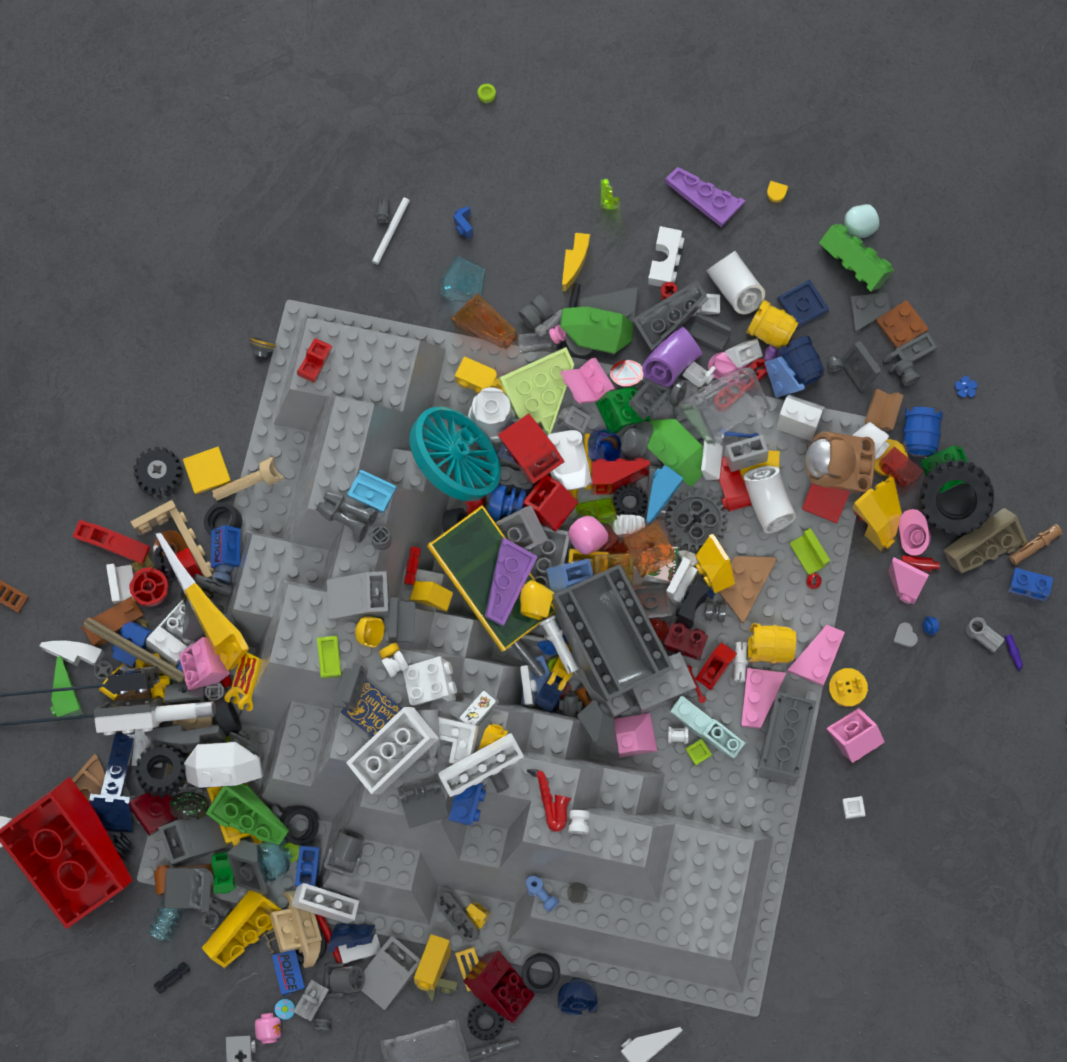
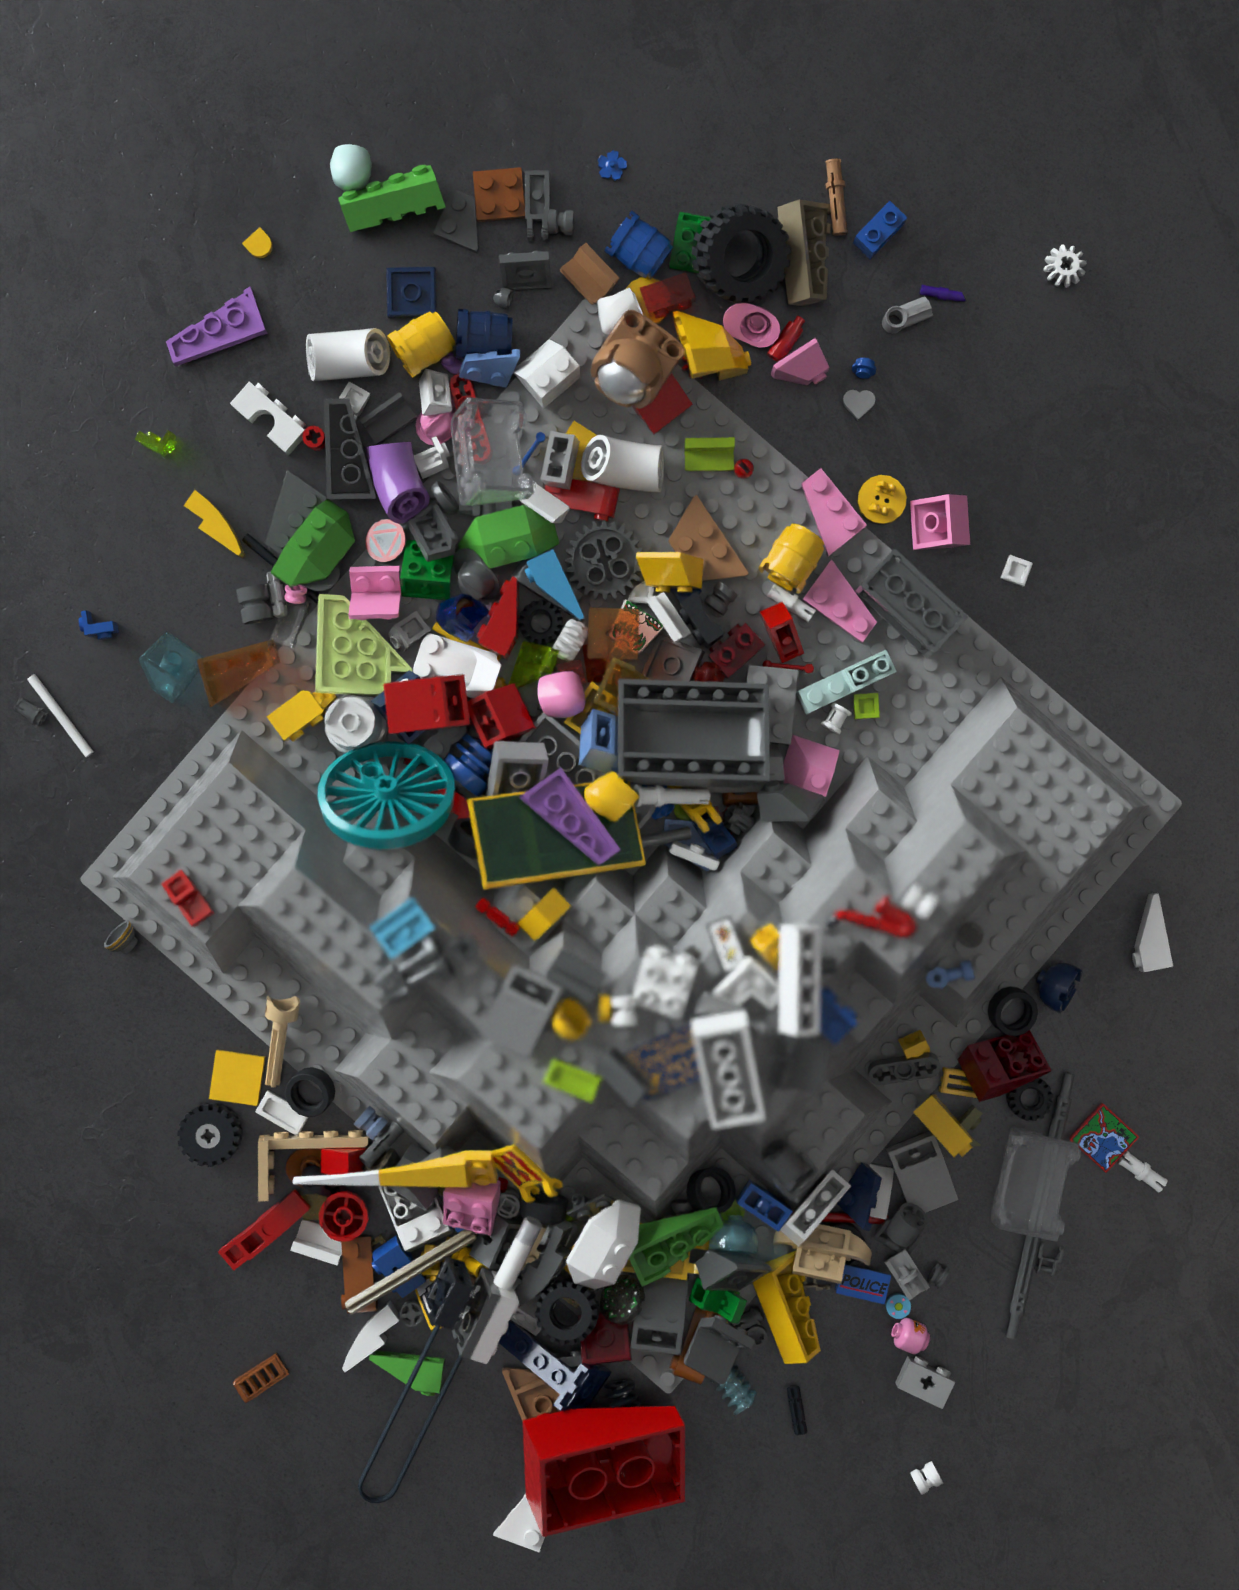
camera: 65 degrees left, 15 degrees up
(197, 509) = (279, 1112): none -> white tile
(225, 546) = (345, 1107): blue panel -> none

